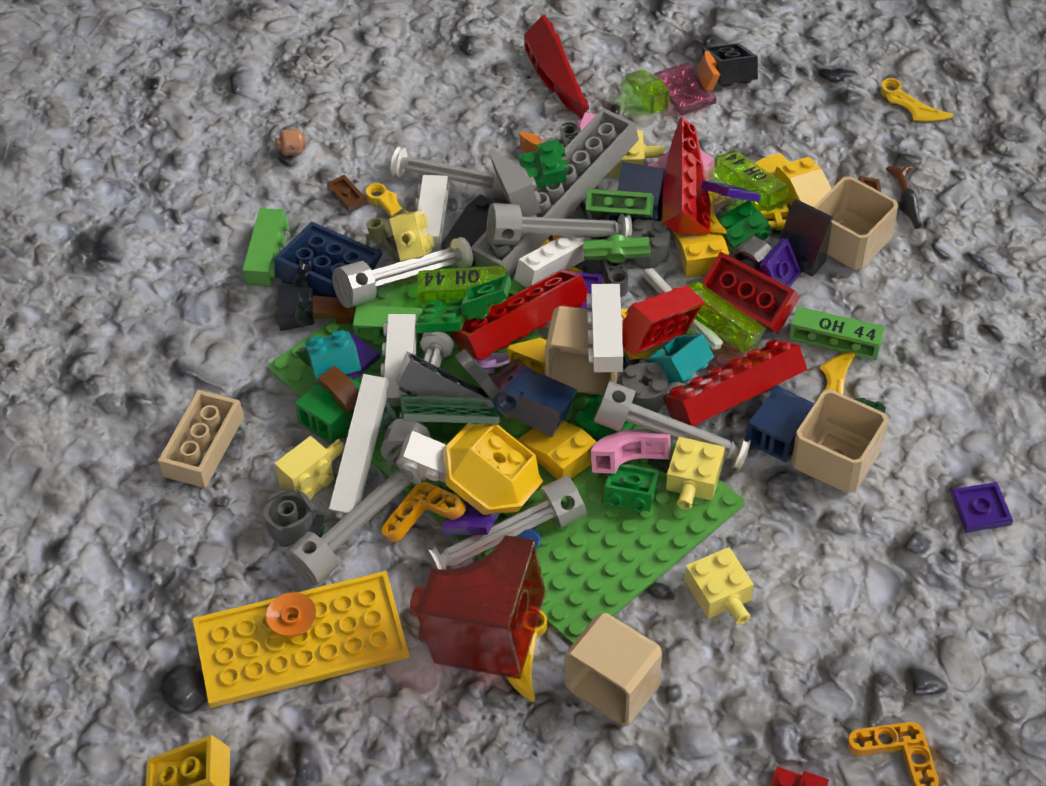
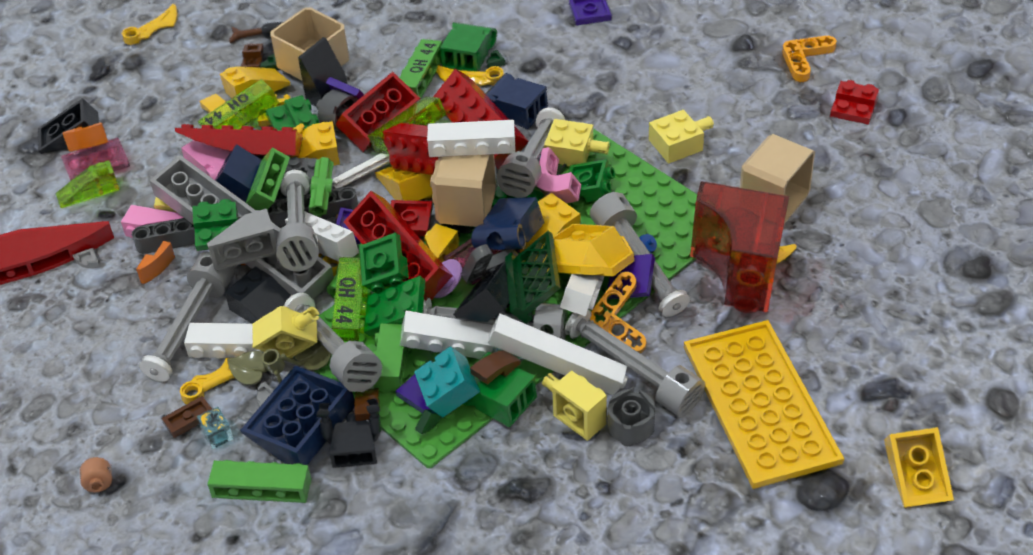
camera: 90 degrees left, 5 degrees down
(201, 438) = (536, 500): tan brick -> none
(288, 606) = (747, 396): orange dish -> none
(330, 210) = (215, 427): none -> clear light blue brick
(730, 191) = (261, 113): dark purple tile -> none
(839, 441) = (547, 56): tan plate -> none
(885, 375) = (467, 46): none -> green piece

